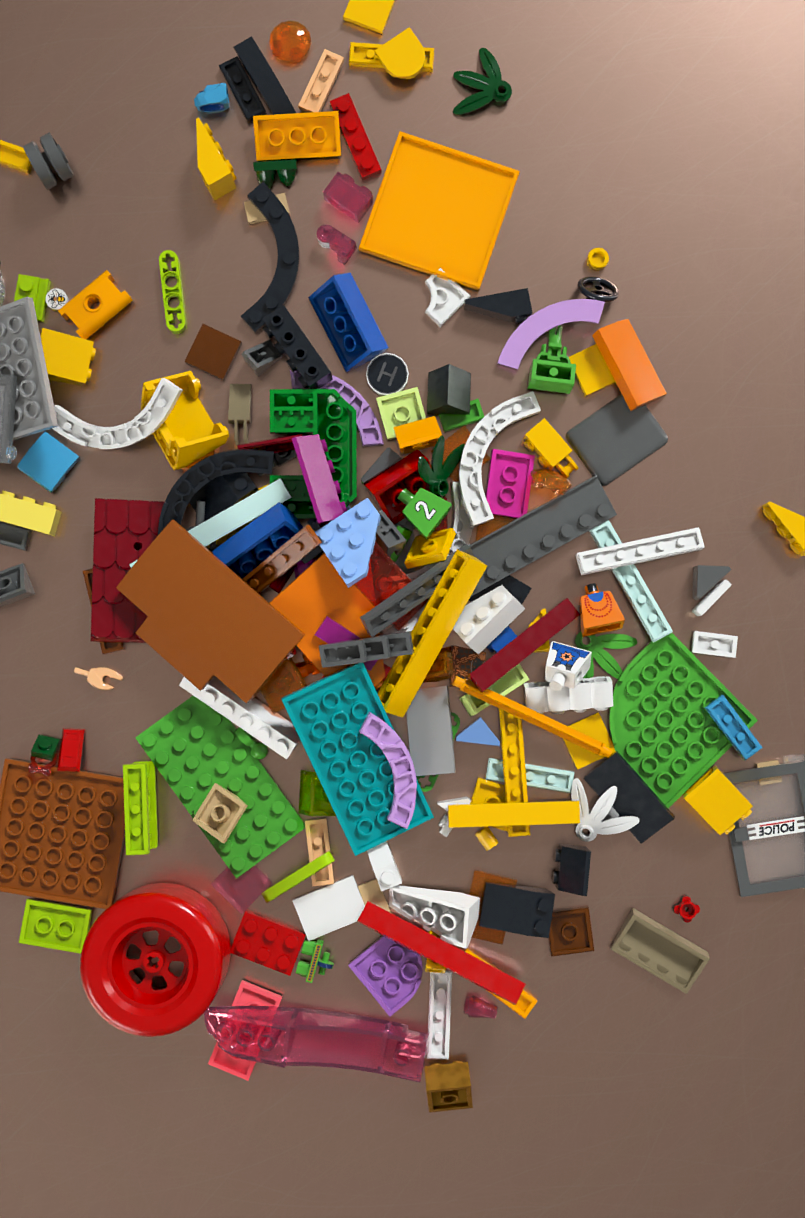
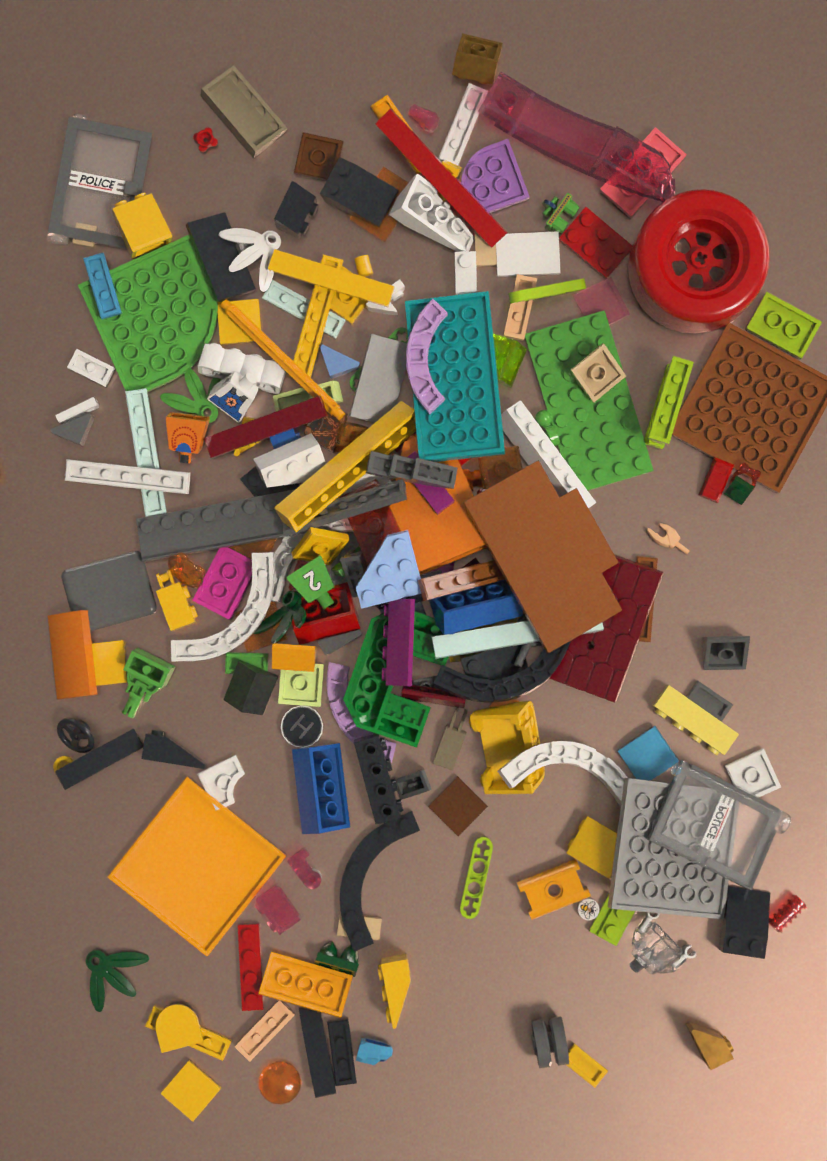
camera: 165 degrees left, 0 degrees up
(544, 320) = (137, 722): lavender tile -> none
(568, 273) = (99, 759): none -> black slope

